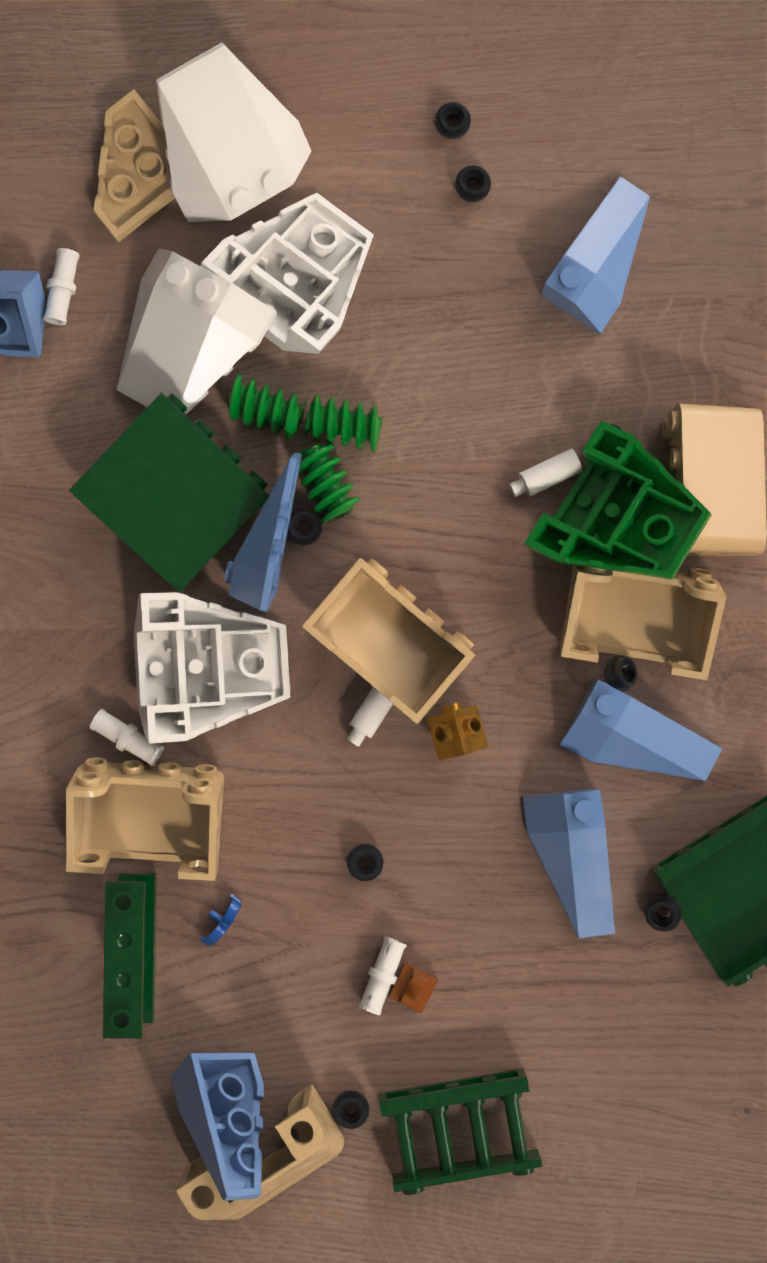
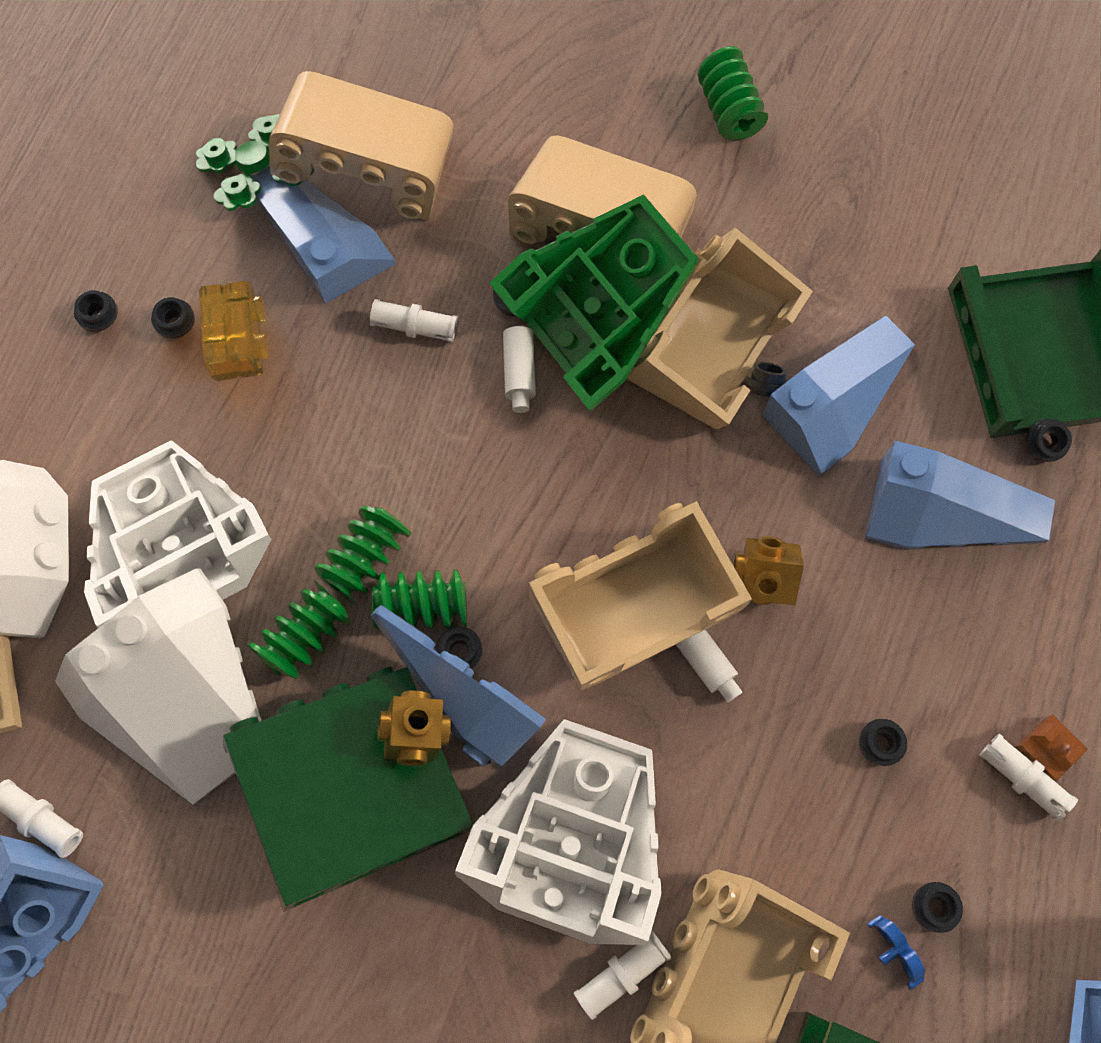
camera: 65 degrees left, 15 degrees down
(208, 523) = (408, 744): none -> pearl gold brick
(254, 947) = (951, 904): none -> black plate
(480, 236) = (232, 330): none -> clear yellow brick
(551, 373) = (413, 320): none -> white pin
(640, 176) = (249, 158): none -> plant
(686, 259) = (364, 137): none -> tan windscreen

